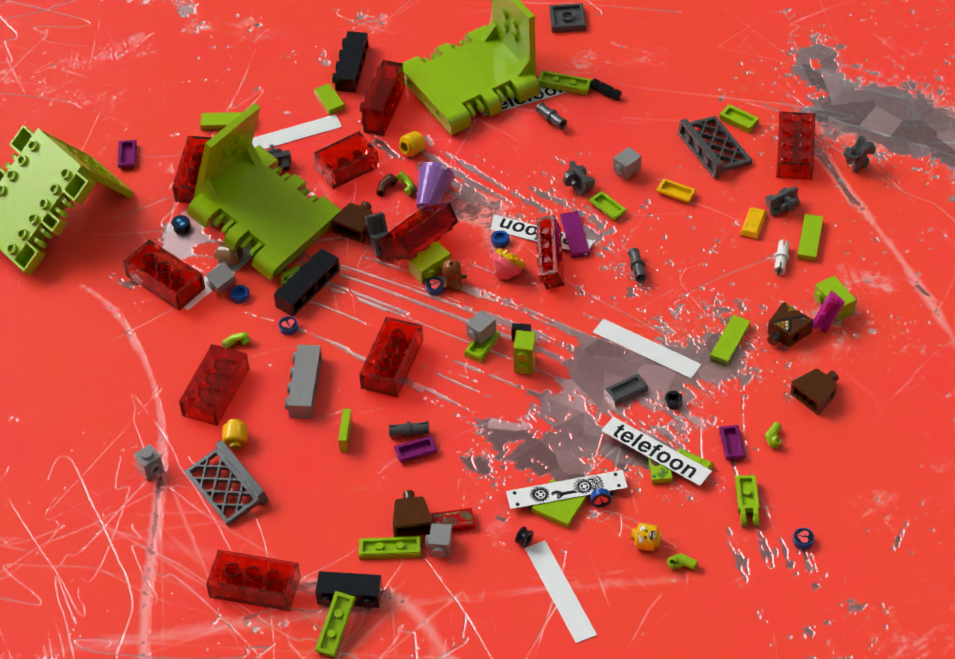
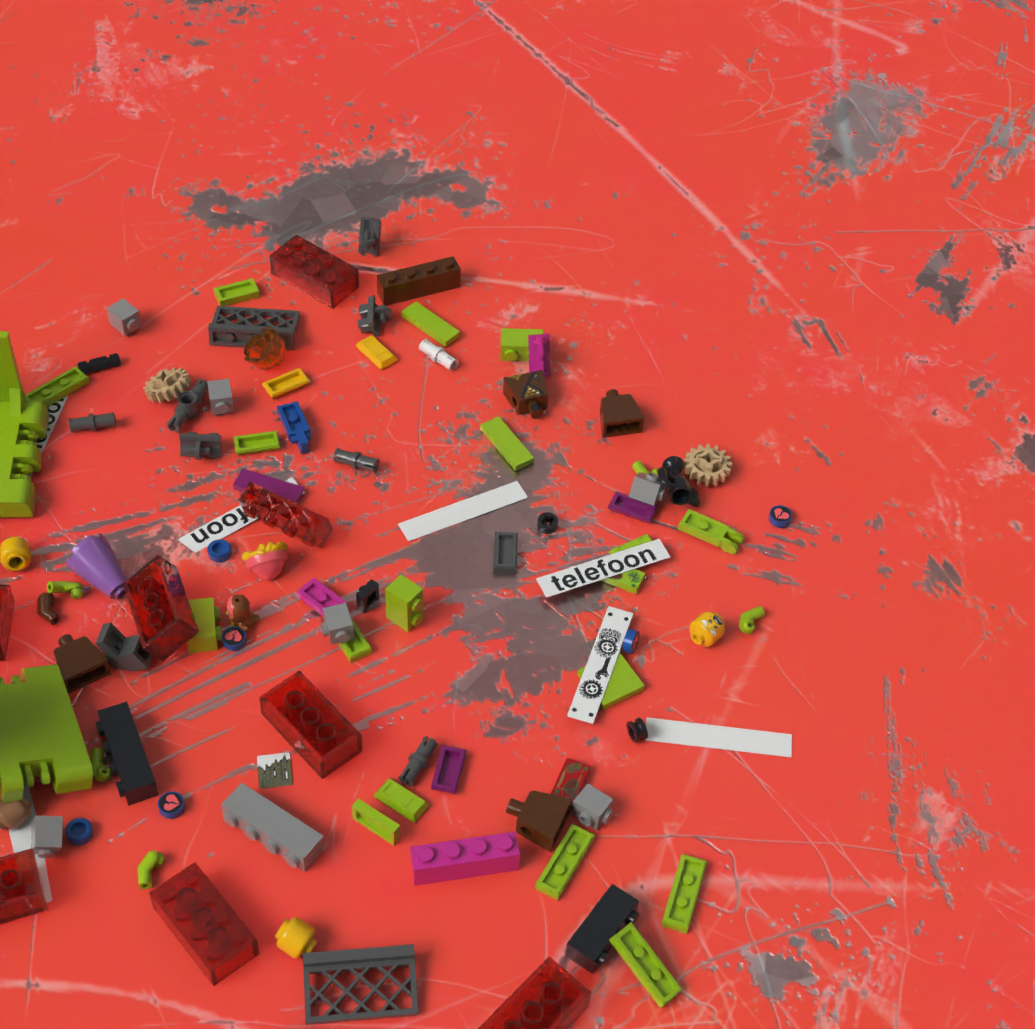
camera: 65 degrees left, 0 degrees up
(349, 489) = (464, 858): none -> dark pink brick
(350, 362) = (274, 770): none -> sticker
(375, 437) = (401, 800): none -> lime tile
(412, 626) = (684, 893): none -> lime tile
(501, 310) = (318, 596): none -> dark pink plate
(604, 152) = (187, 405): none -> dark grey pin
(613, 131) = (167, 384): none -> tan gear
(640, 216) = (295, 425): none -> blue hinge
(654, 75) = (124, 317): none -> light grey brick
(690, 162) = (266, 349): none -> clear orange cylinder
(751, 439) = (647, 488): none -> light grey brick
(770, 455) = (677, 485): none -> black piece
(812, 467) = (707, 465): none -> tan gear
(843, 206) = (418, 281): none -> reddish brown brick

